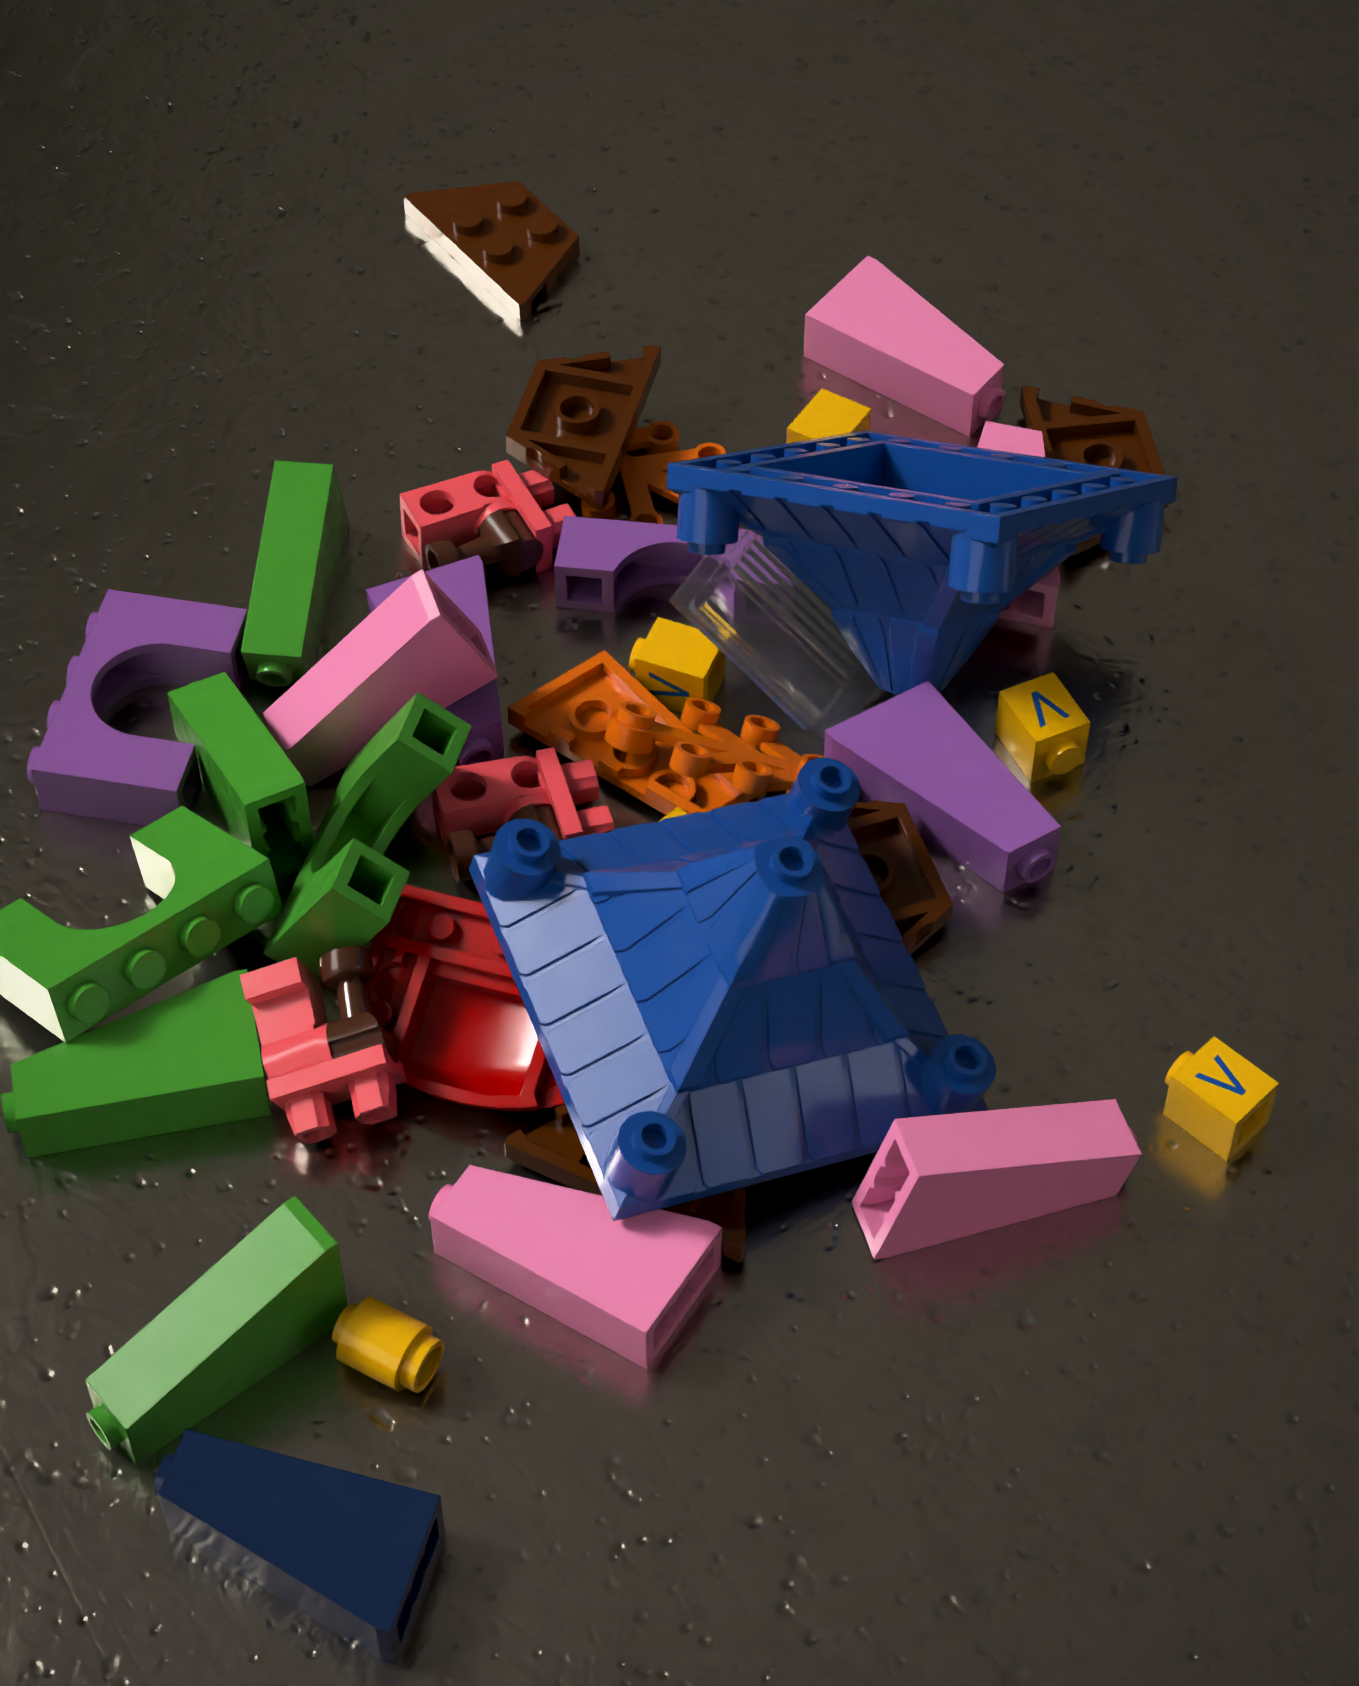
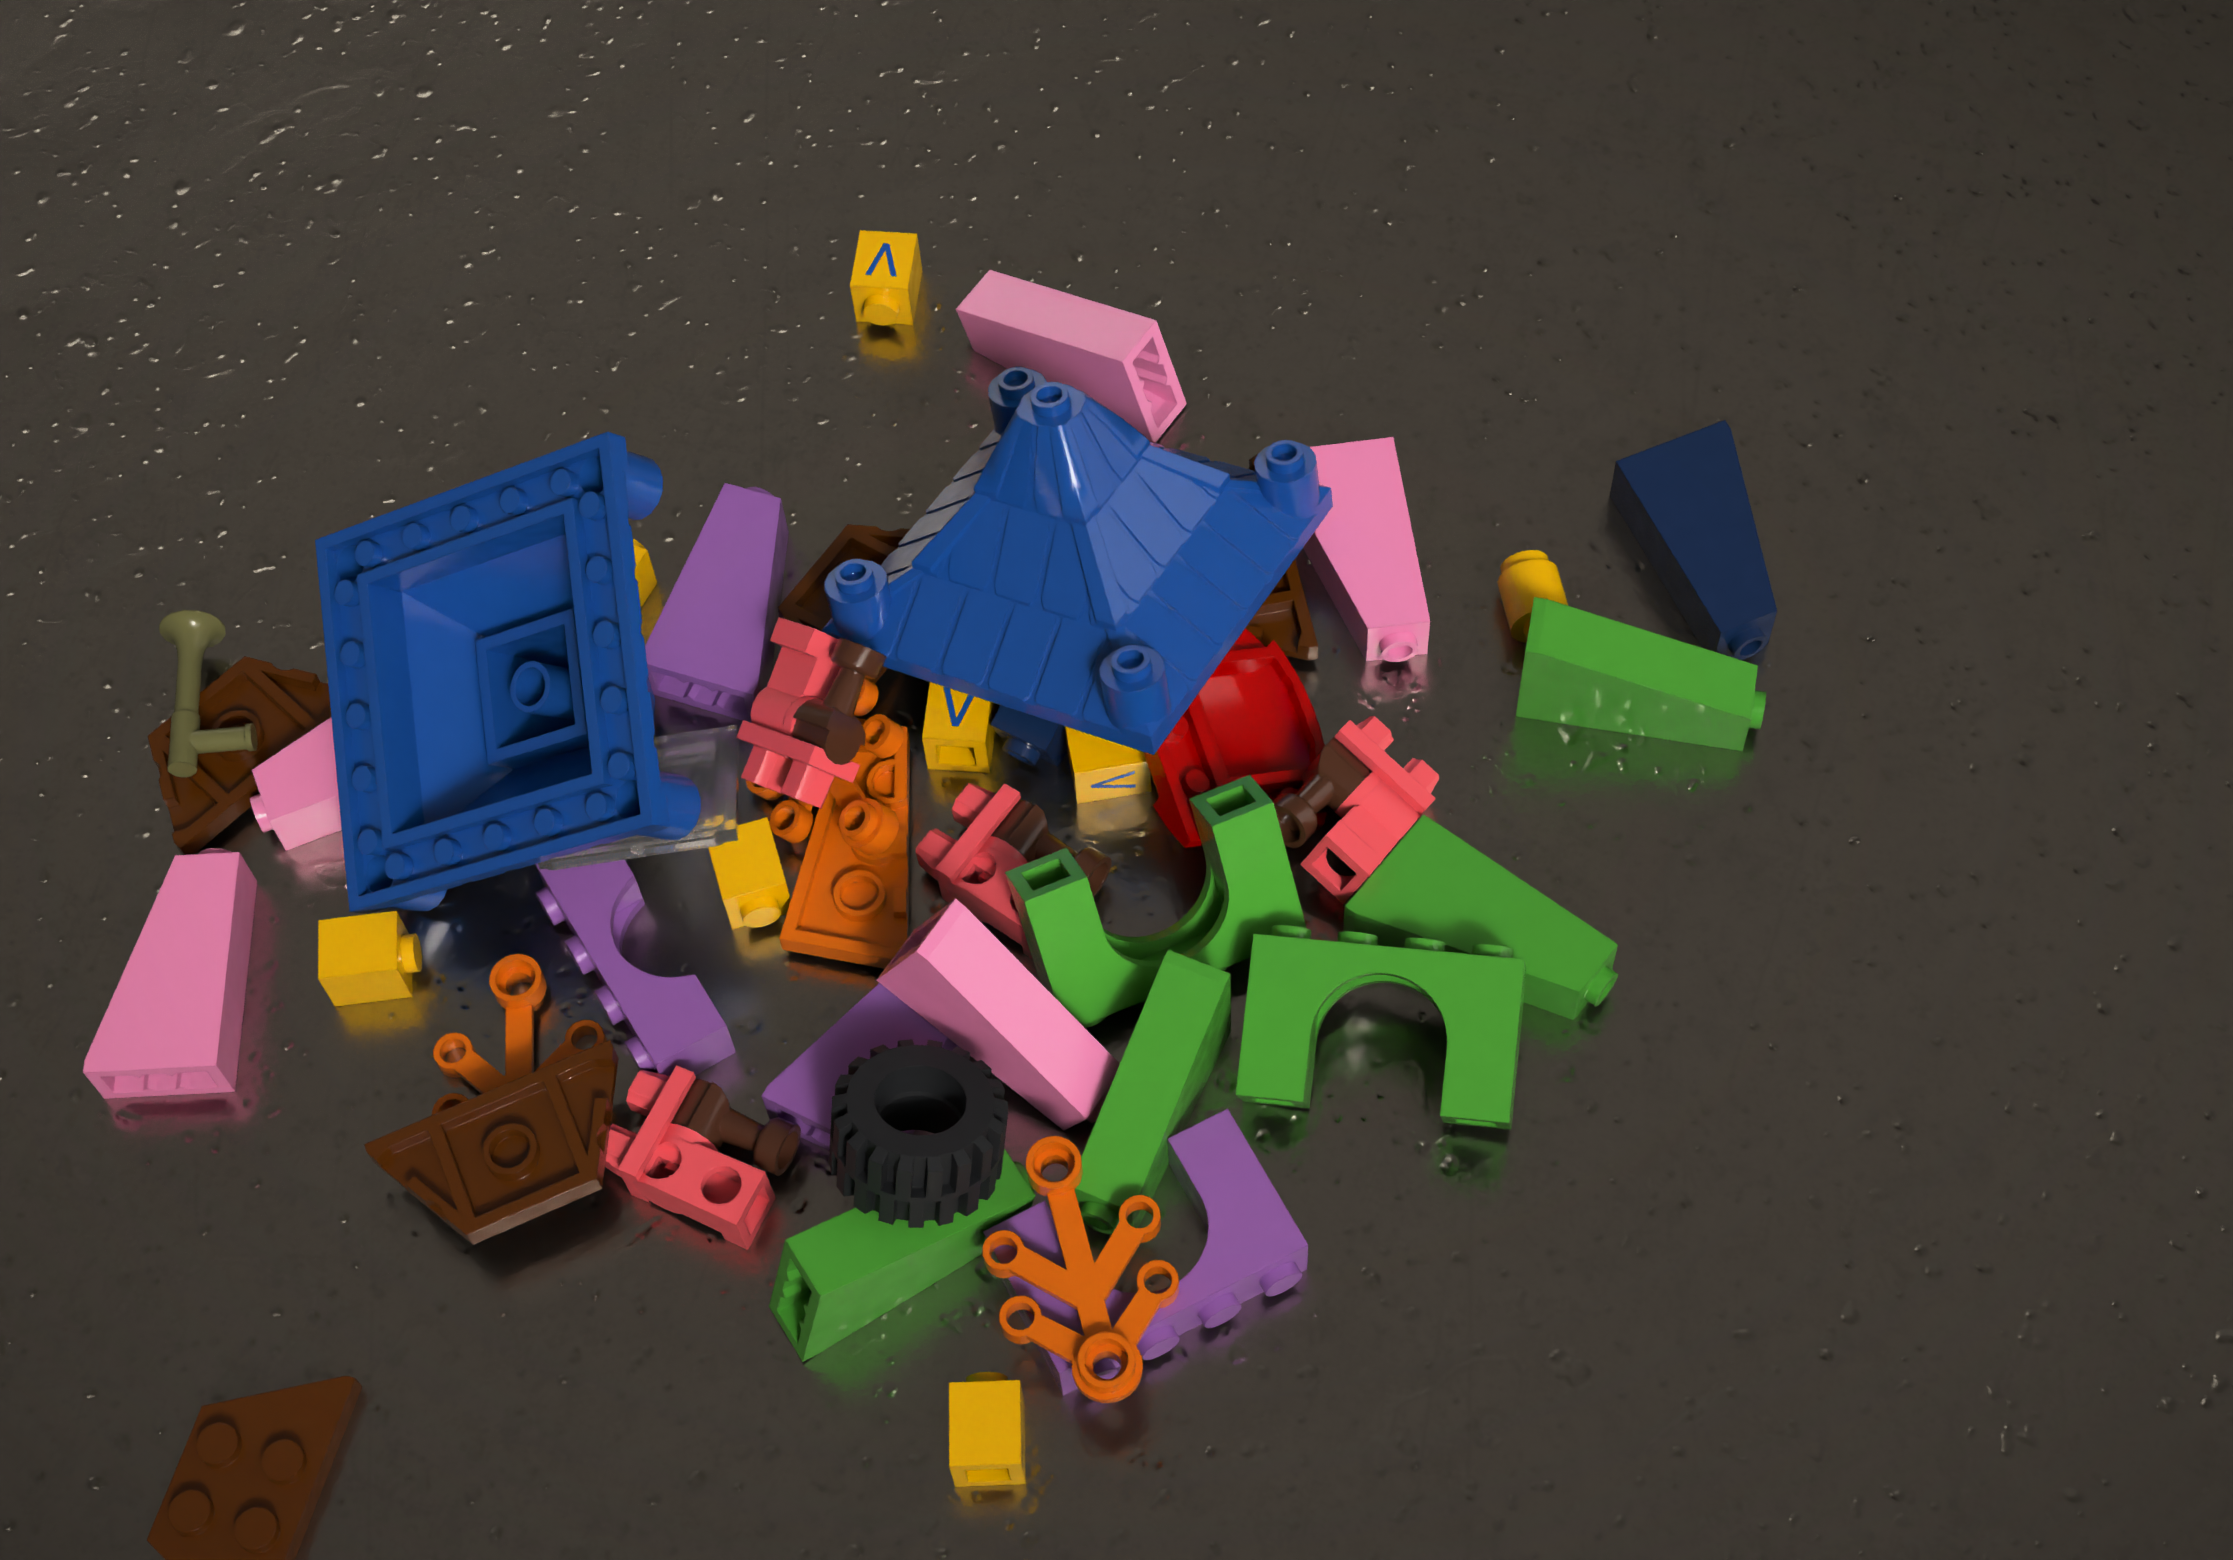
camera: 125 degrees left, 10 degrees up
(81, 602) = (1083, 1282): none -> orange plant
(126, 553) = (987, 1431): none -> yellow brick
(325, 525) = (909, 1173): none -> black tyre
(754, 722) = (806, 716): none -> coral hips
(1105, 415) = (192, 634): none -> olive piece

